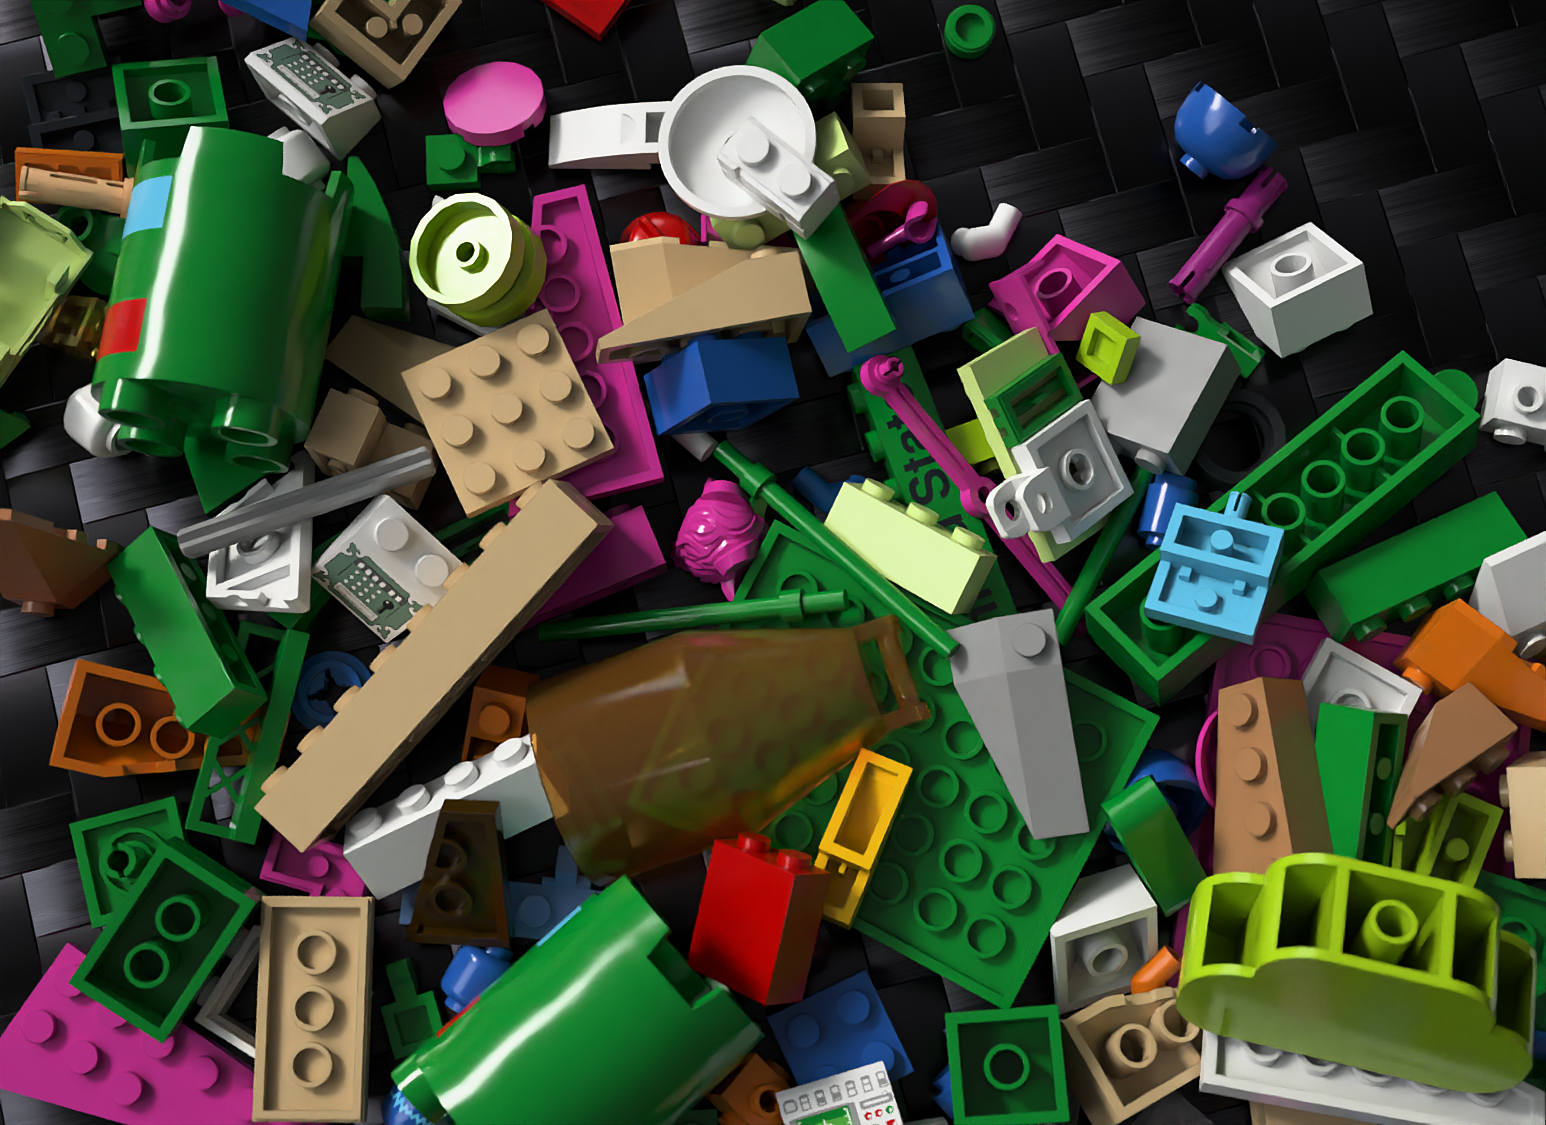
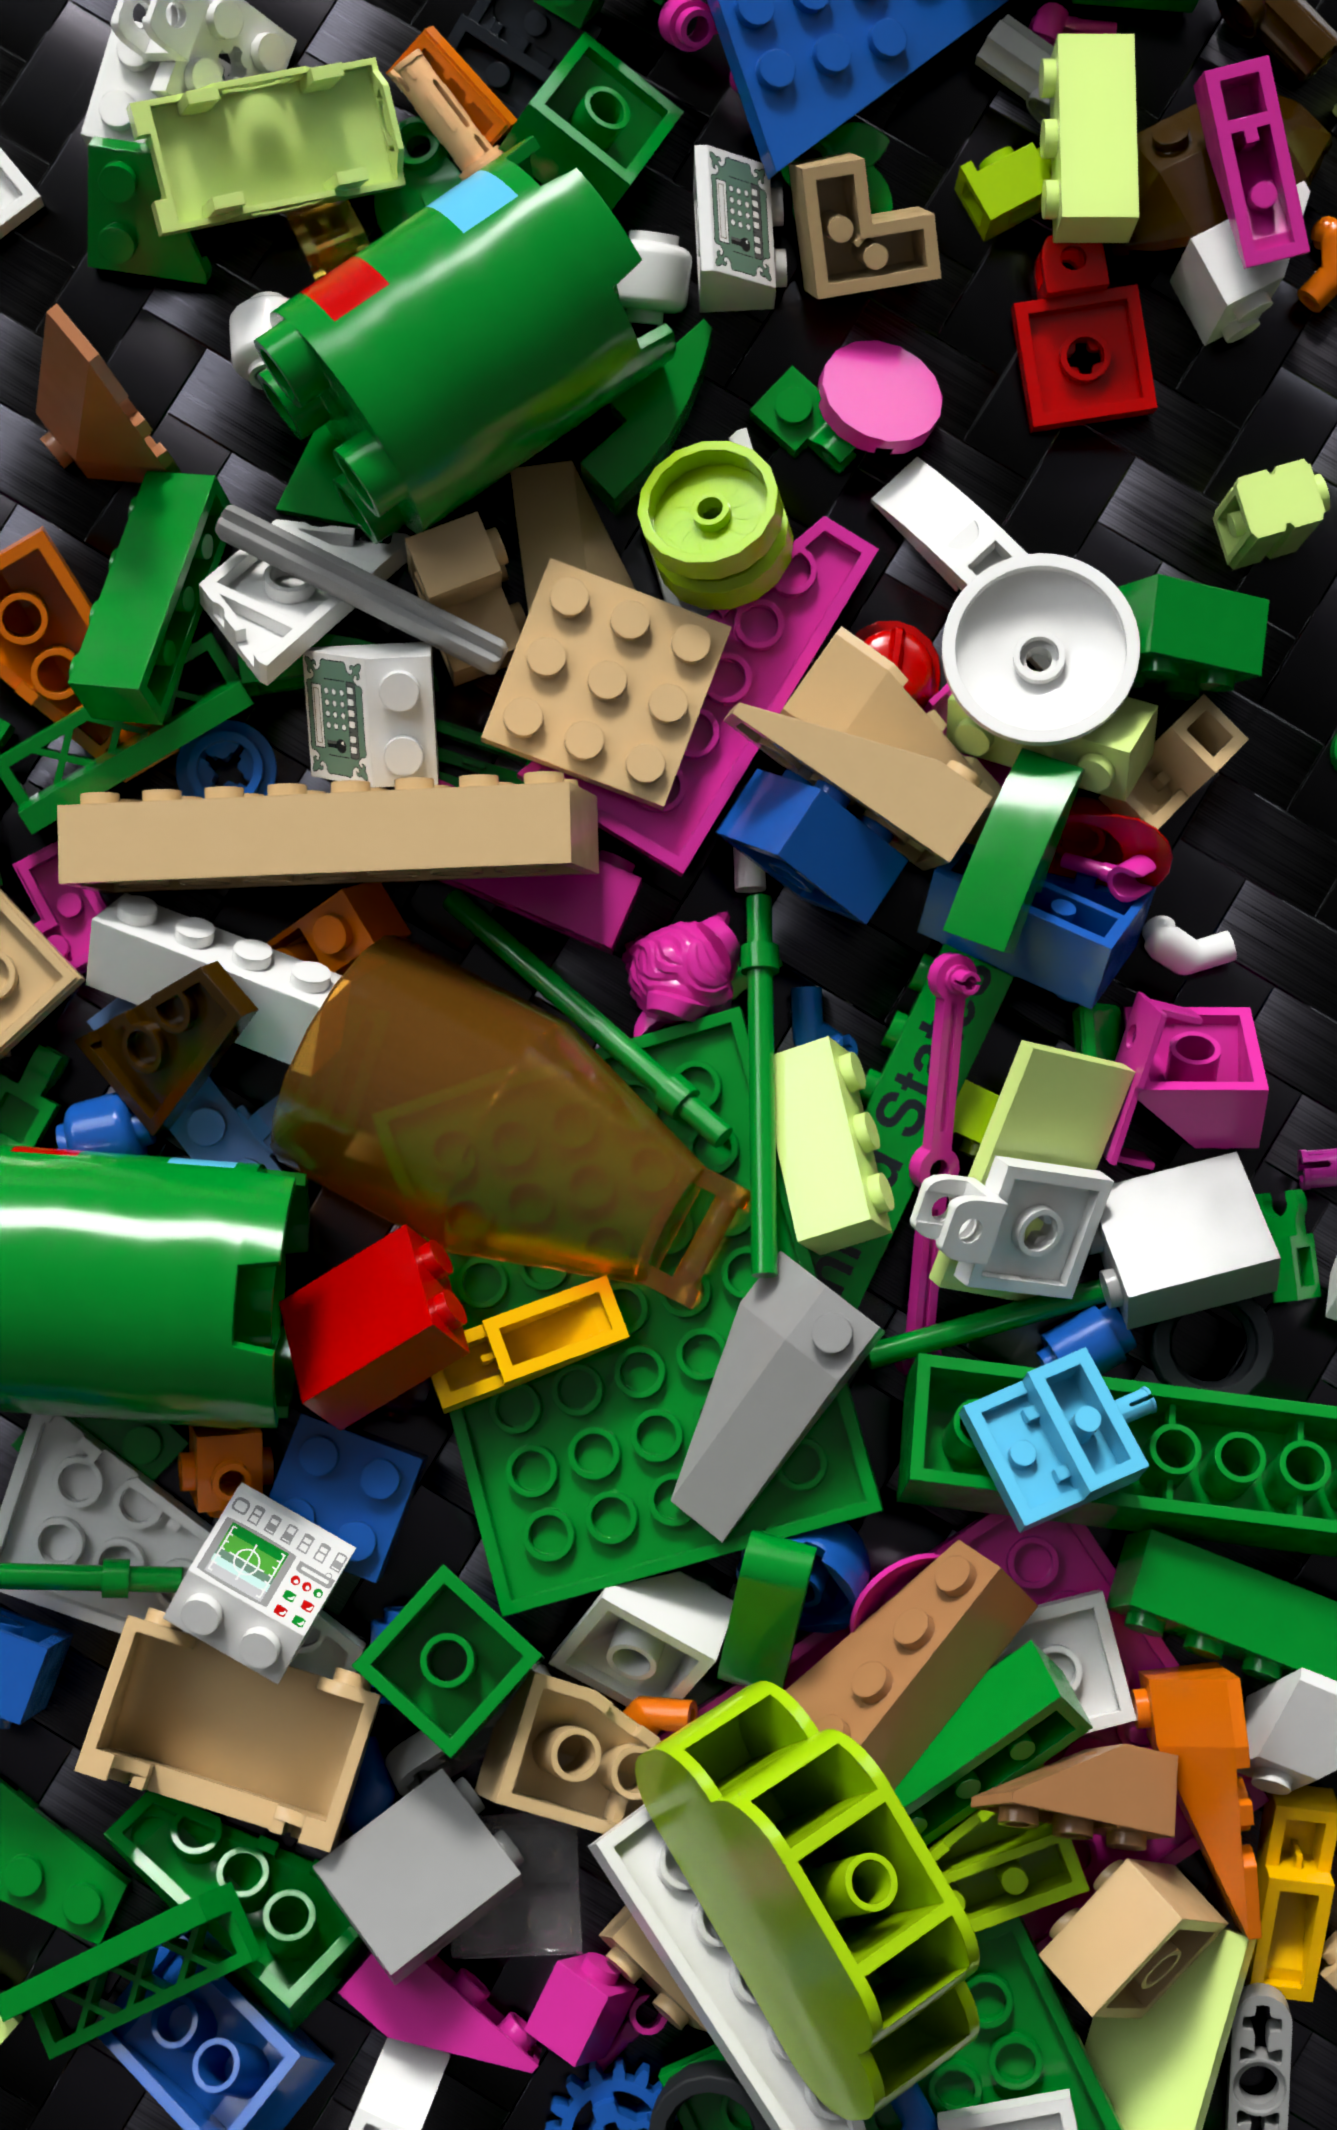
camera: 45 degrees right, 5 degrees up
(778, 177) = (1037, 718): white brick -> none
(1009, 414) = (1024, 1124): green tile -> none
(1108, 347) = (1178, 1153): lime plate -> none

